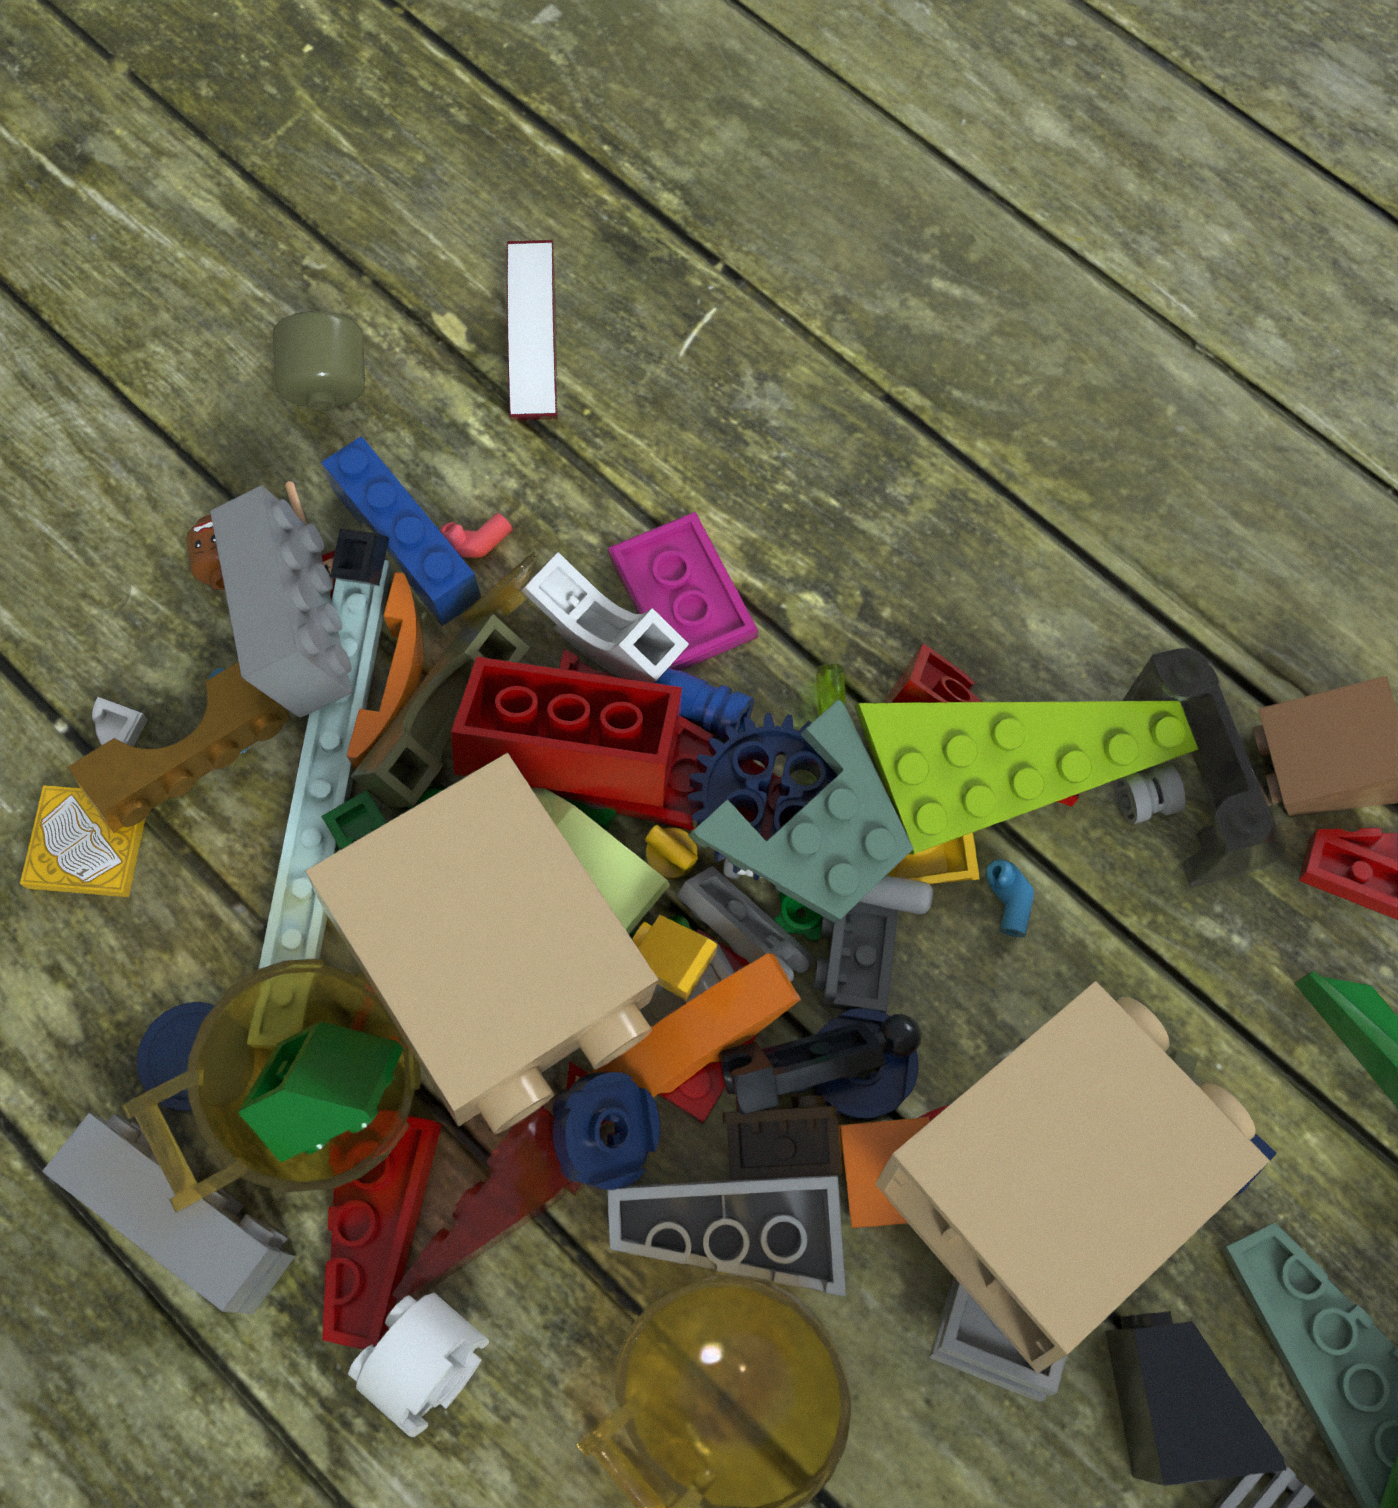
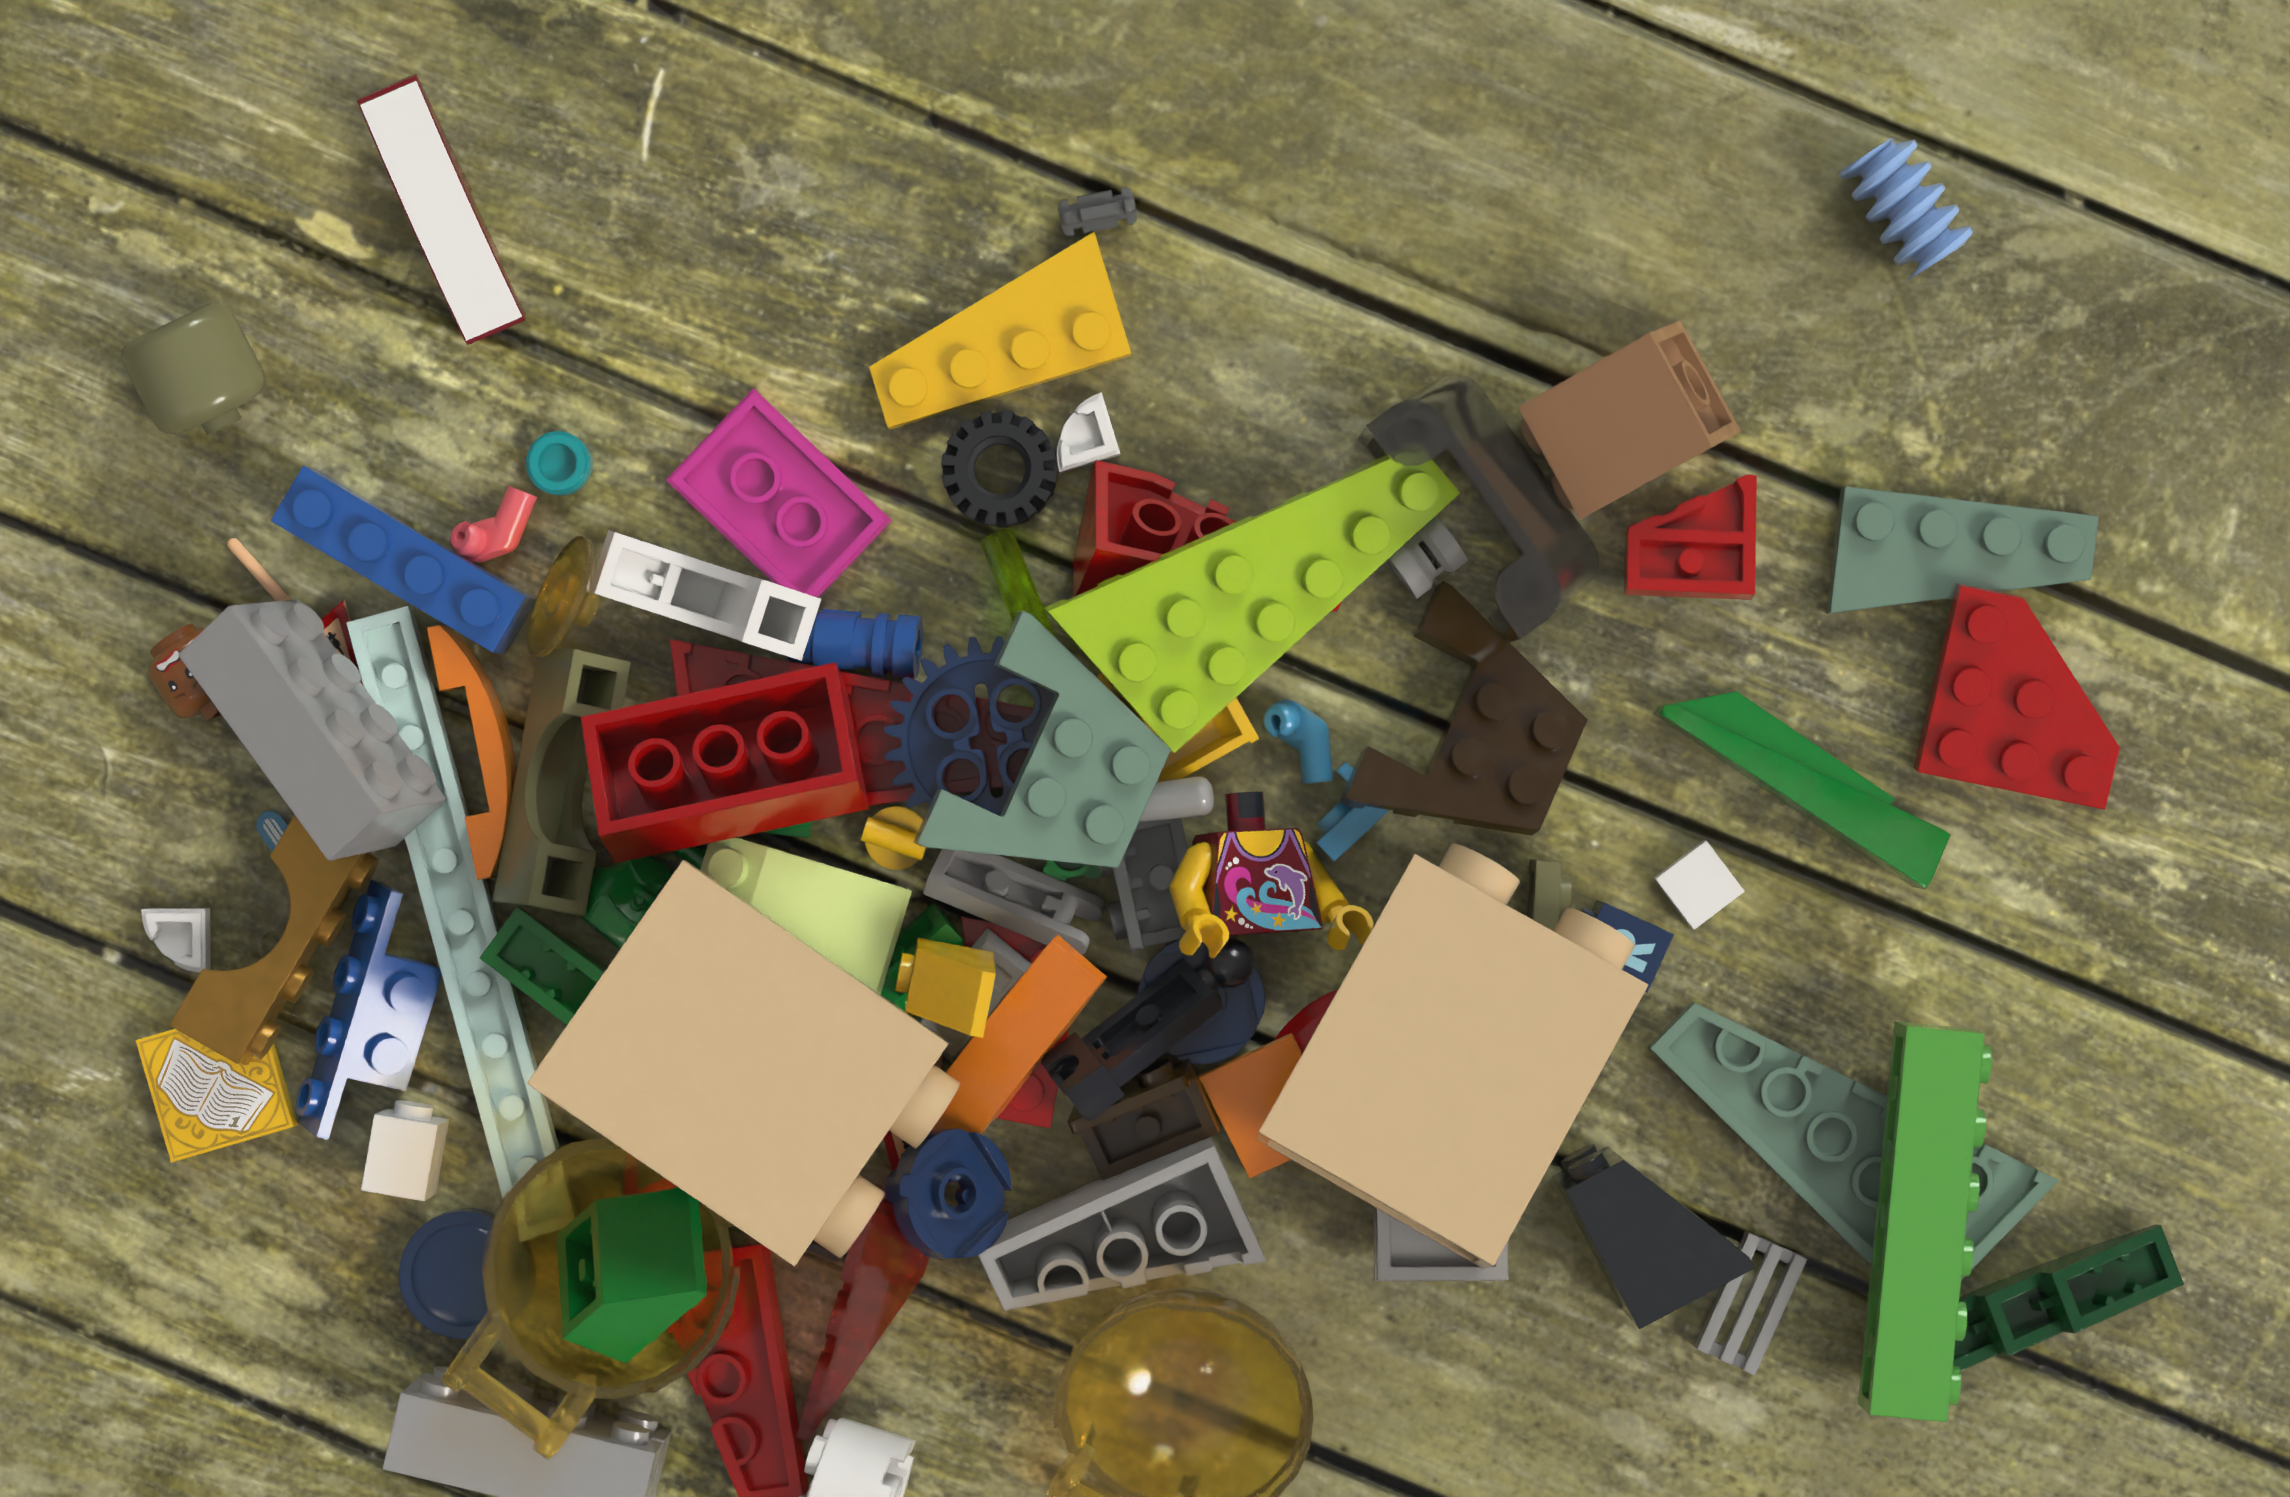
camera: 20 degrees left, 20 degrees up
(196, 941) = (405, 1151): none -> white brick
(226, 835) = (374, 1016): none -> bracket
(359, 557) = (376, 627): black tile -> none
(538, 514) = (559, 463): none -> teal tile
(855, 598) = (992, 430): none -> black tyre
(896, 546) = (1019, 336): none -> yellow wing
(921, 627) = (1086, 436): none -> white tile
(943, 985) = (1258, 884): none -> torso
(982, 486) = (1097, 211): none -> dark grey piece
(1028, 970) = (1345, 824): none -> dark azure bracket
(1171, 952) = (1501, 742): none -> dark brown wing
(1299, 1129) = (1698, 884): none -> white tile

